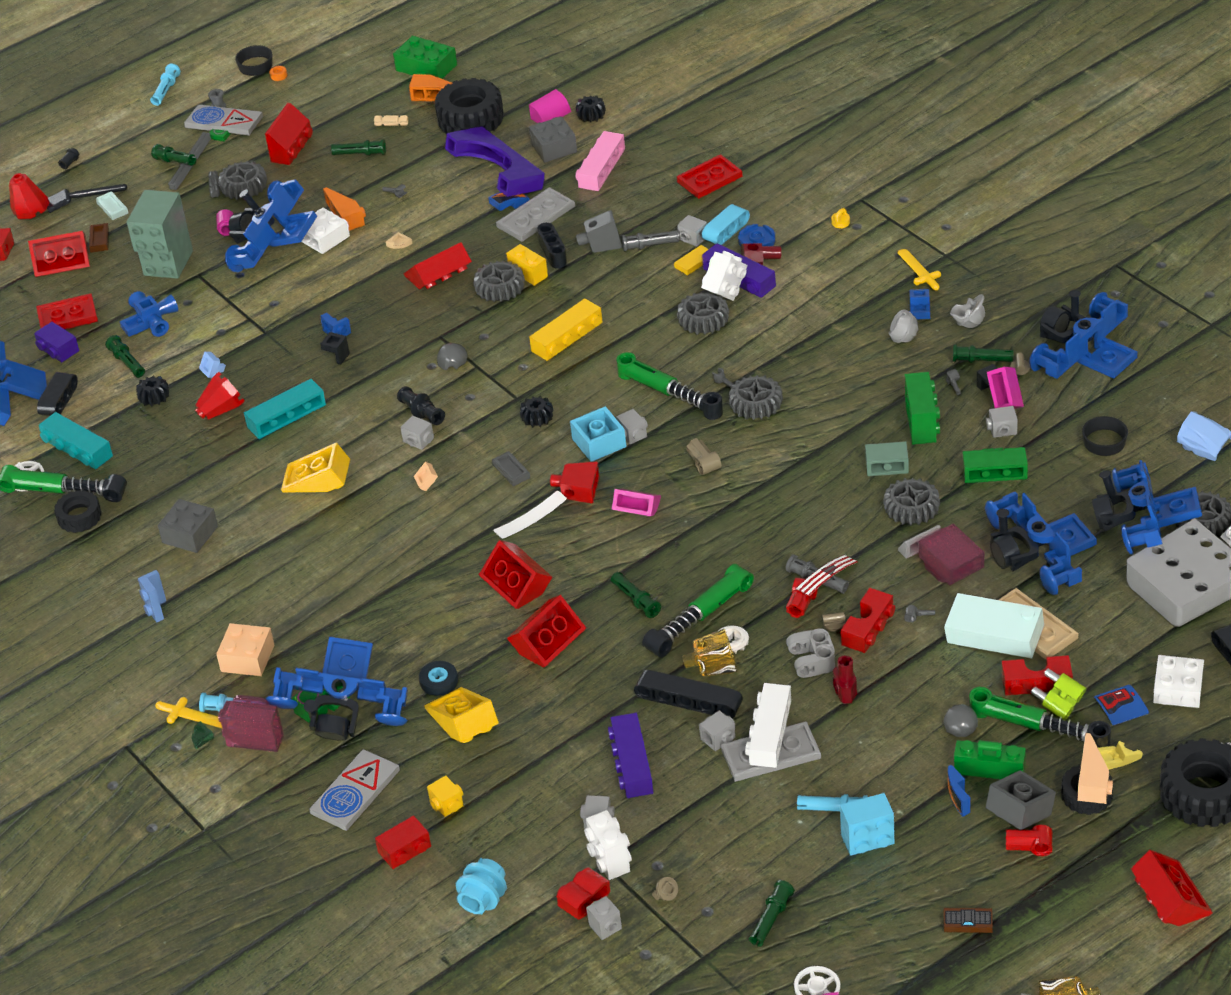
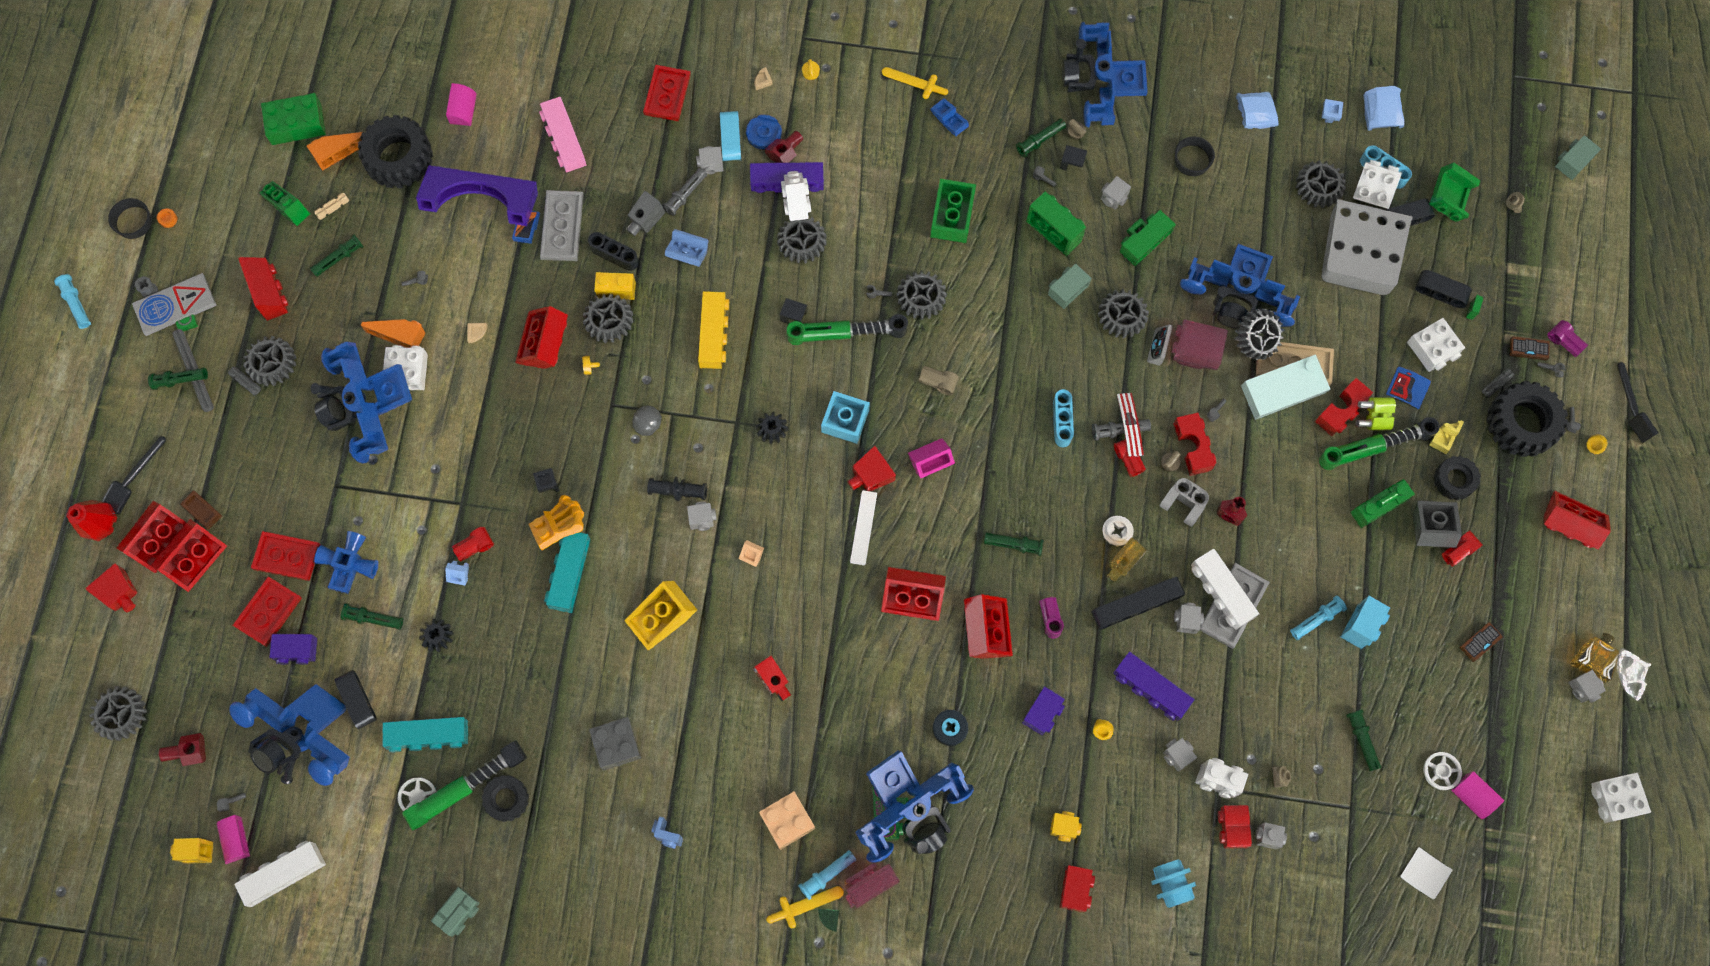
camera: 50 degrees left, 30 degrees up
(50, 225) = (151, 535): none -> red slope
(70, 156) = (73, 442): black pin -> none
(112, 205) = (173, 467): light aqua tile -> none
(114, 290) = (285, 556): none -> red plate
(160, 234) = (281, 480): sand green piece -> none
(218, 398) = (505, 604): red cone -> none
(222, 221) = (304, 417): dark pink brick -> none
(247, 357) = (478, 541): none -> red piece
(310, 372) = (558, 523): none -> light orange plate
(331, 324) = (519, 462): blue bracket -> none
(344, 560) = (769, 669): none -> red torso
(354, 789) = (991, 871): light grey tile -> none
(361, 102) = (285, 203): none -> green slope
(450, 300) = (587, 365): none -> yellow tile
(463, 714) = (1001, 746): yellow slope -> none
(511, 468) = (803, 494): dark grey tile -> none
(522, 712) = (1043, 711): none -> dark purple brick
(553, 139) = (500, 137): dark grey brick -> none
(555, 756) = (1103, 729): none -> yellow tile
(590, 108) = (496, 83): black gear -> none
(602, 659) = (1050, 616): none -> magenta piece
(609, 272) = (687, 248): none -> medium blue bracket
(634, 426) = (859, 388): light grey brick -> none
(641, 348) = (792, 310): none -> black panel
(691, 261) = (738, 187): yellow tile -> none
(734, 580) = (1073, 521): piece -> none
(774, 538) = (1066, 410): none -> medium azure beam
(795, 207) = (763, 79): none -> tan tile
(845, 356) = (953, 210): none -> green brick
(903, 327) = (963, 151): light grey piece -> none
(957, 792) = (1379, 542): blue slope -> none
(960, 720) = (1329, 483): dark grey hair -> none
(969, 314) = (999, 102): light grey piece -> none
(997, 558) = (1260, 322): none -> dark grey gear
(1005, 388) = (1096, 163): dark pink brick -> none
(1094, 775) = (1464, 468): light nougat slope -> none
(1172, 507) = (1305, 198): blue piece -> none

